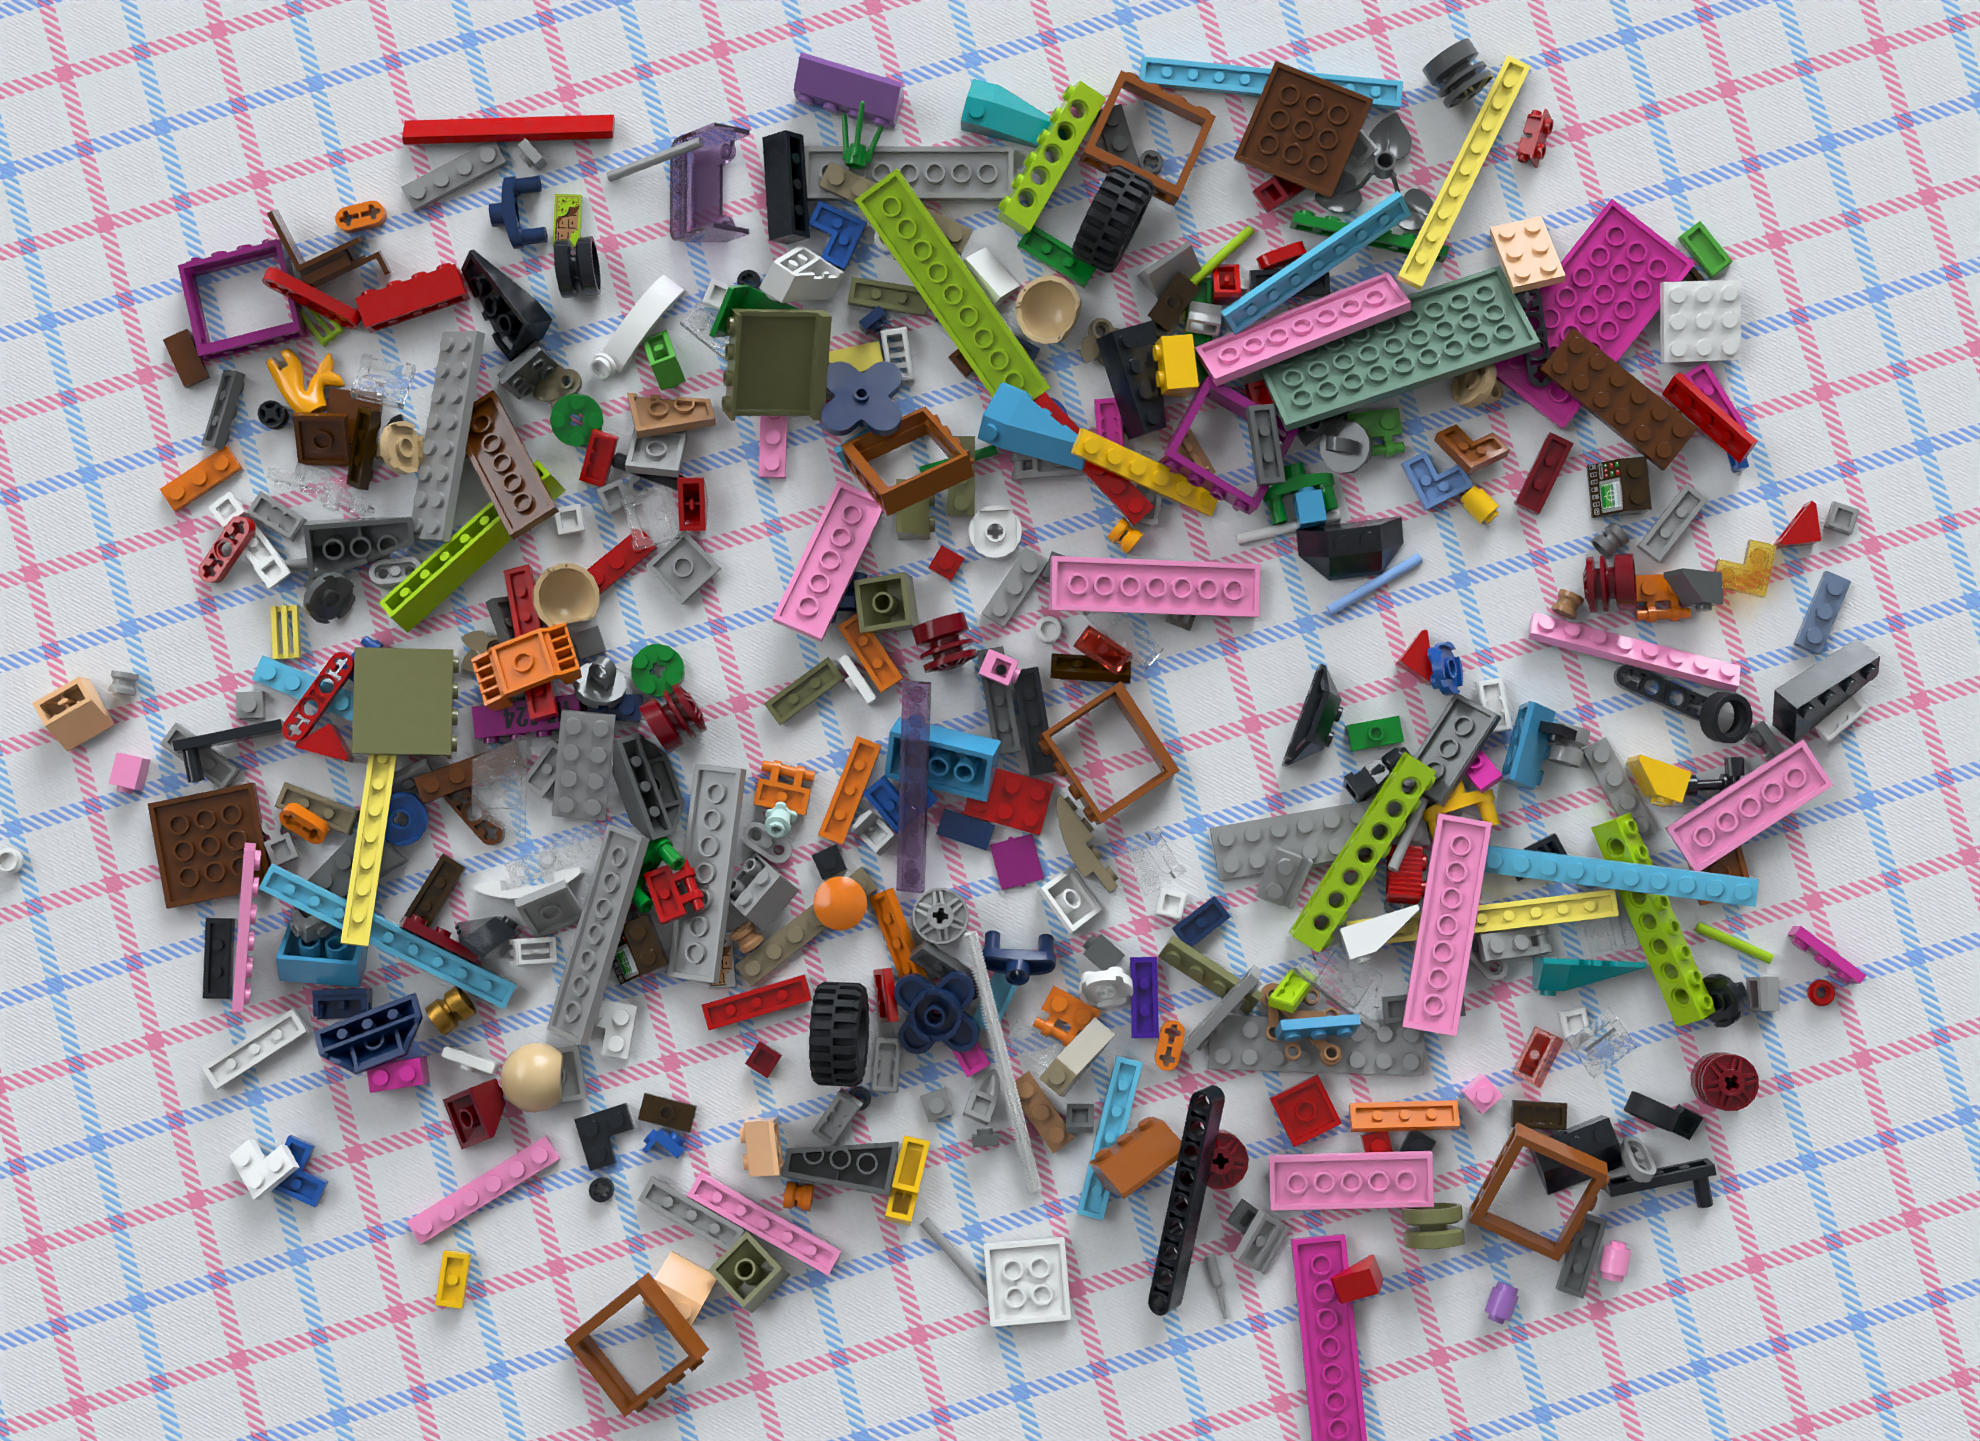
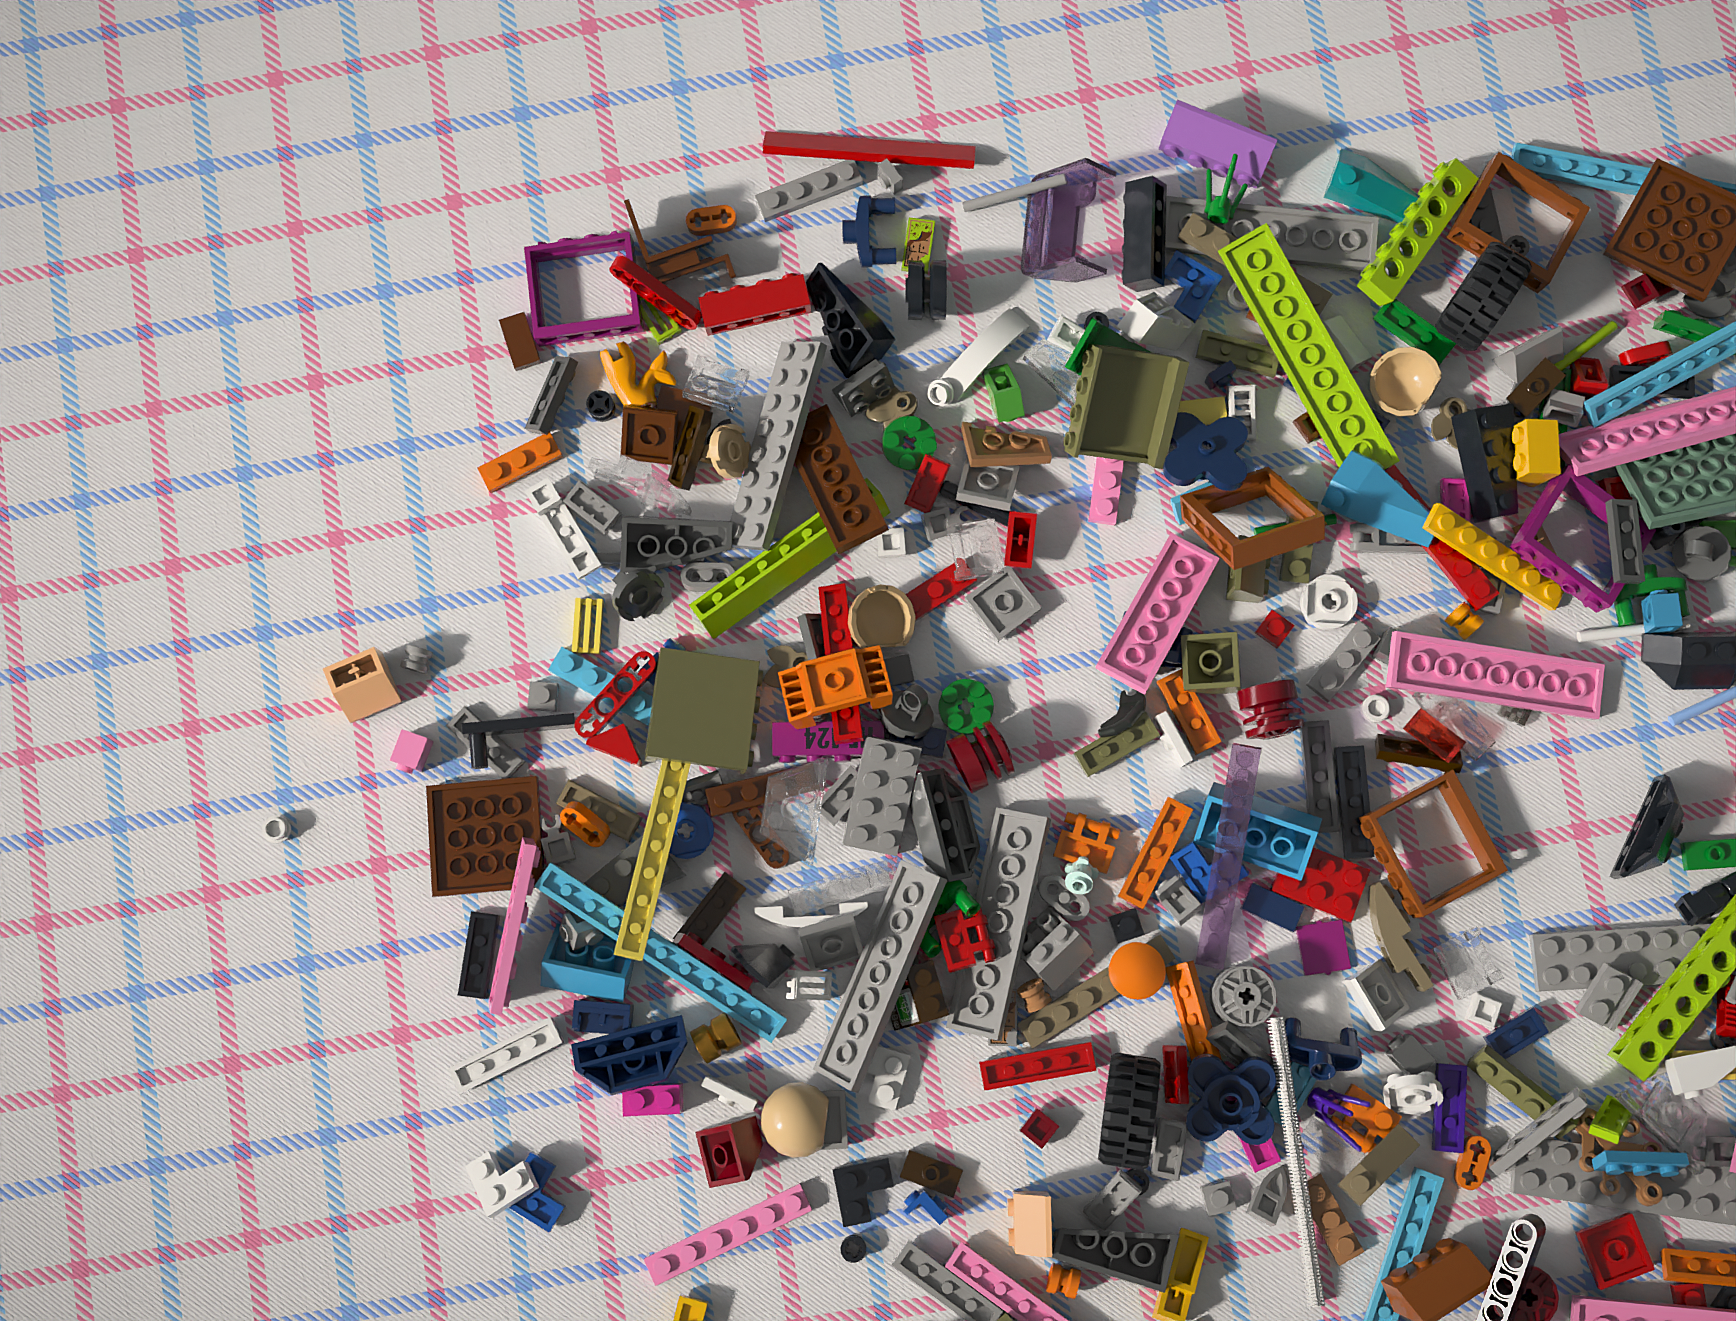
camera: 10 degrees right, 5 degrees down
(237, 548) = (549, 535): red beam -> none
(812, 658) = (1129, 711): none -> pearl dark grey piece
(985, 1137) = (1269, 1241): dark grey plate -> none
(992, 661) = (1337, 739): bright pink brick -> none
(1028, 1006) = (1326, 1104): none -> dark purple plant
(1080, 1118) = (1372, 1230): dark grey plate -> none

